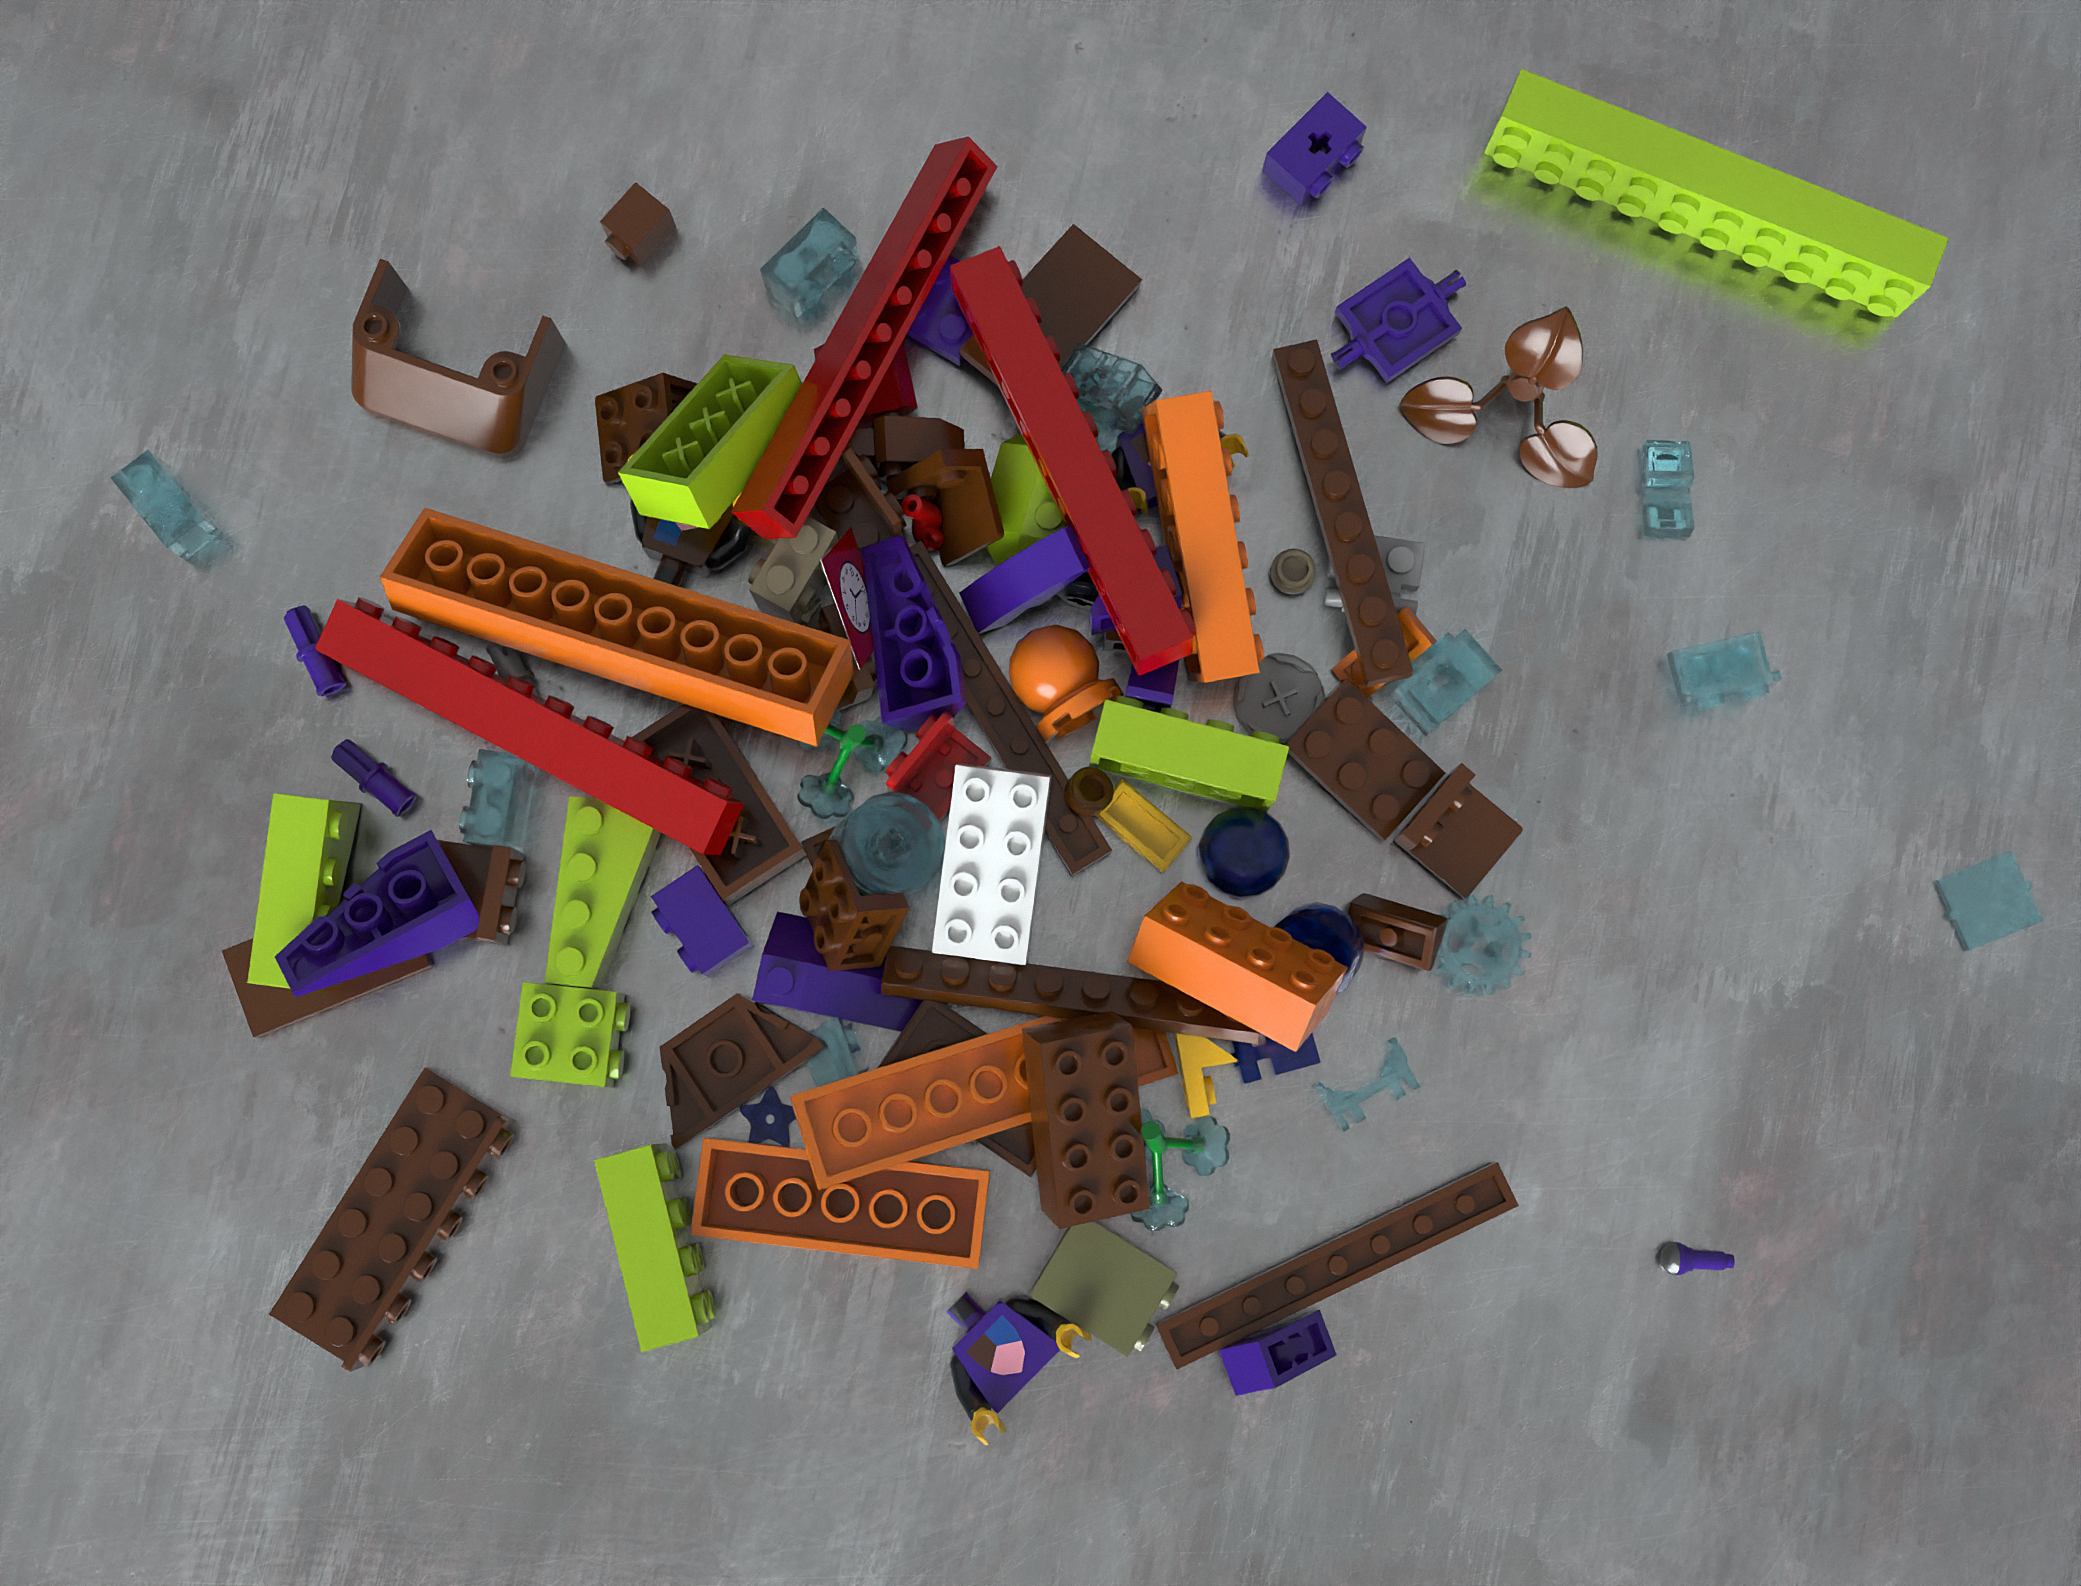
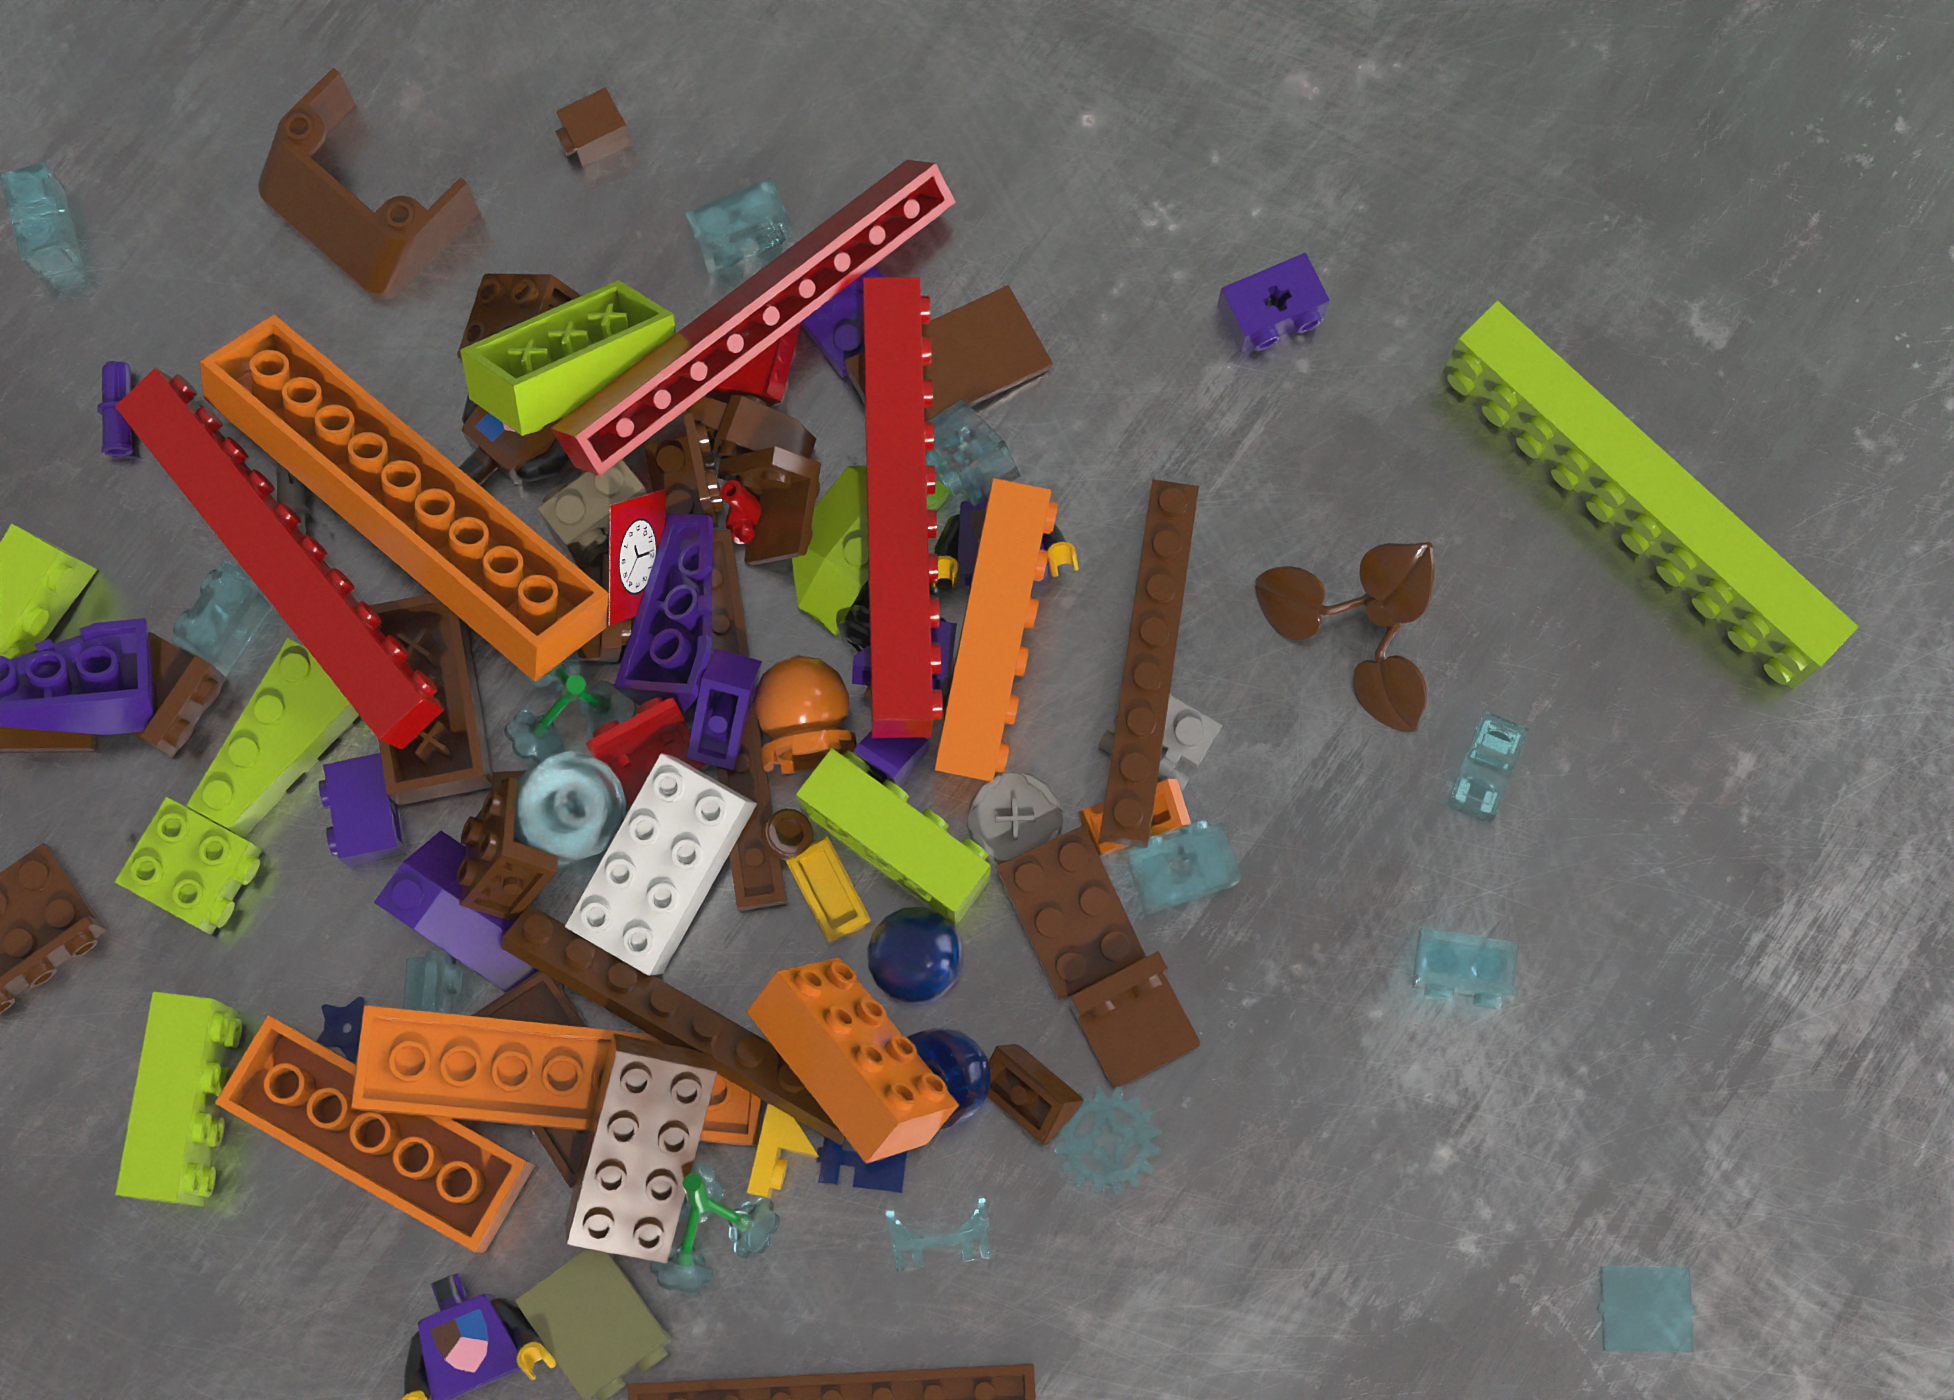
camera: 25 degrees right, 5 degrees down
(373, 777) = (118, 549): dark purple axle -> none
(728, 1062) = (328, 955): reddish brown wing -> none
(989, 703) = (723, 708): none -> dark purple slope
(1024, 580) = (807, 605): dark purple slope -> none
(1293, 571) = (1081, 701): dark tan plate -> none
(1398, 319) = (1287, 498): dark purple plate -> none

